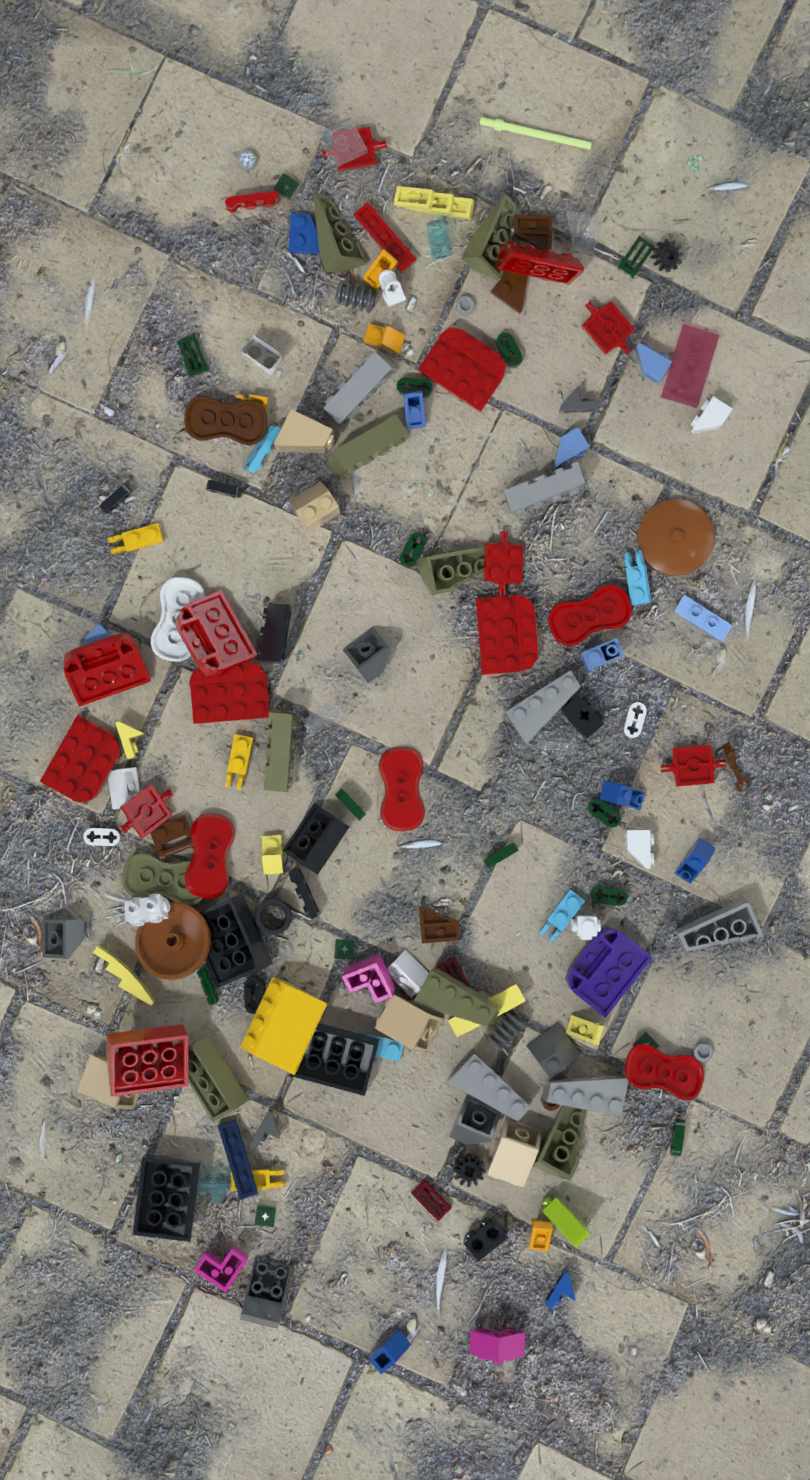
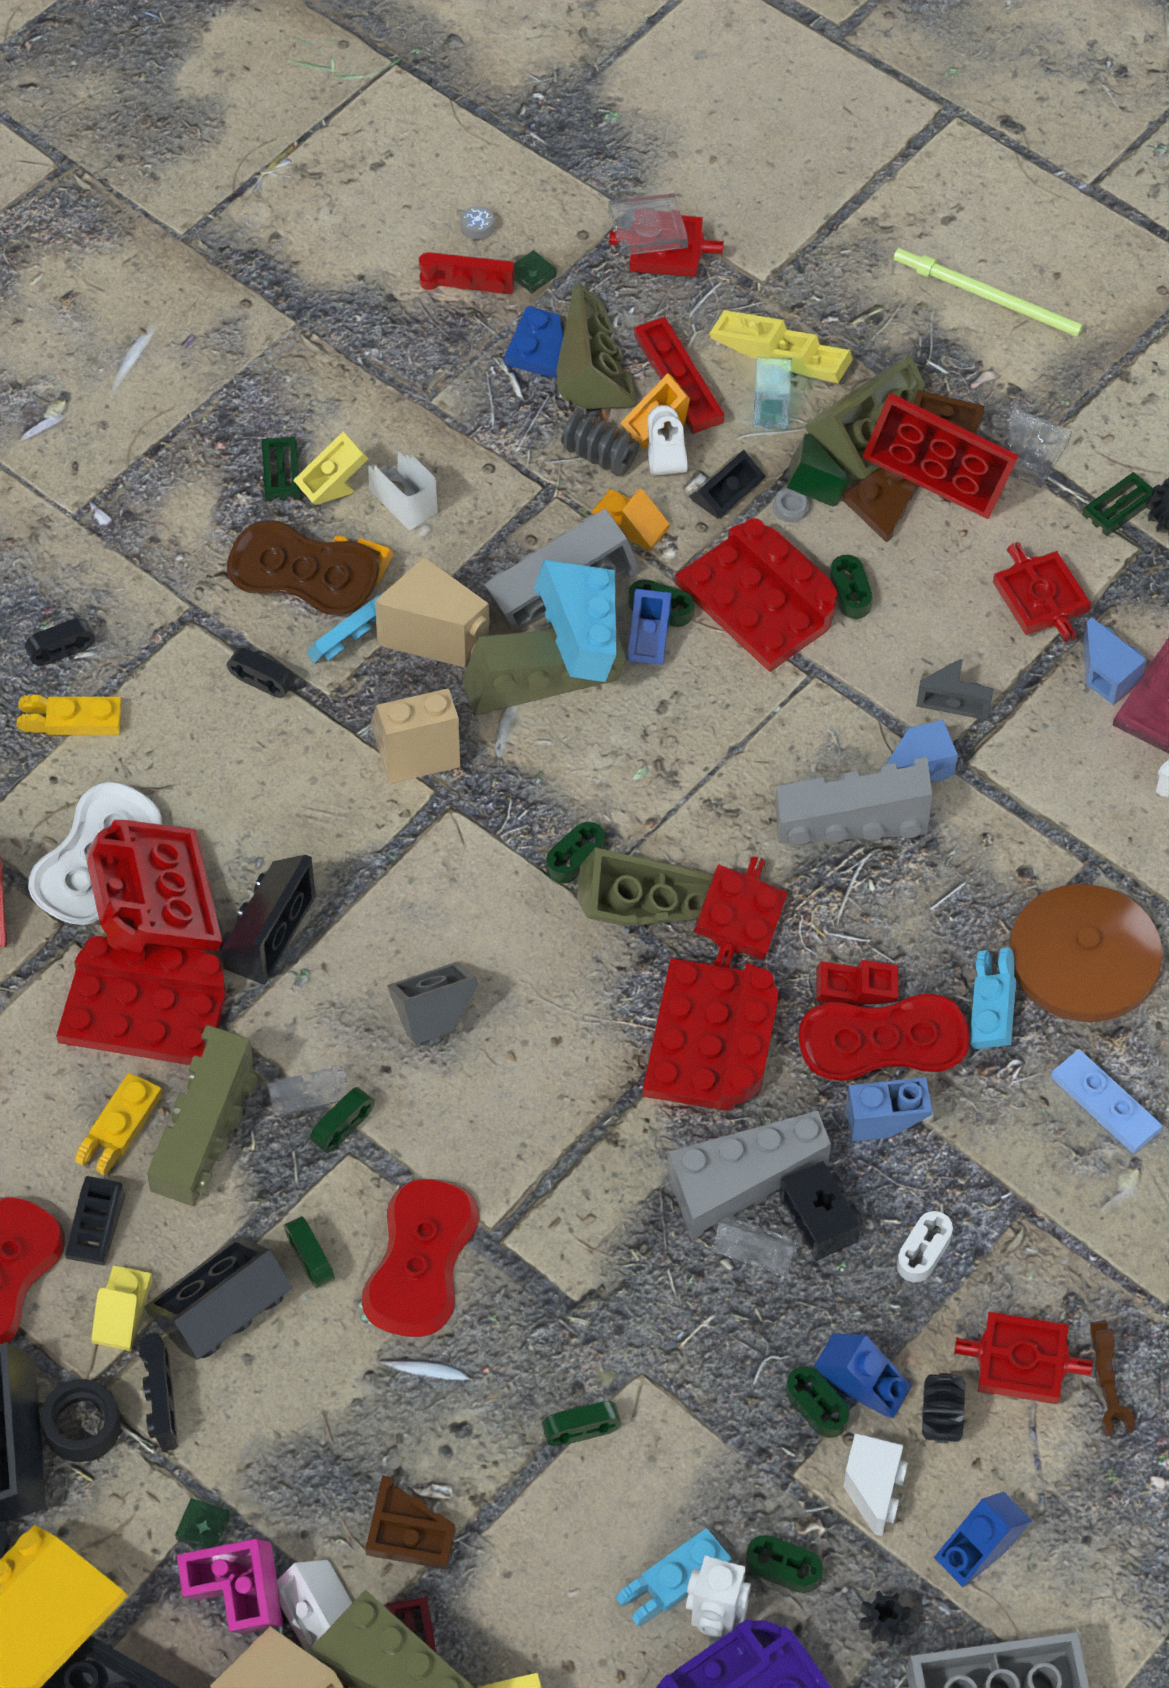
camera: 15 degrees right, 30 degrees down
(221, 356) = (328, 473): none -> light yellow slope
(237, 800) = (100, 1196): none -> black slope
(344, 731) = (342, 1119): none -> dark green beam
(382, 421) = (583, 615): none -> medium azure wedge
(428, 301) = (728, 485): none -> black slope
(473, 285) = (816, 473): none -> dark green slope
(569, 586) = (859, 985): none -> red slope
(655, 914) = (892, 1626): none -> black gear
(663, 804) = (943, 1408): none -> black gear

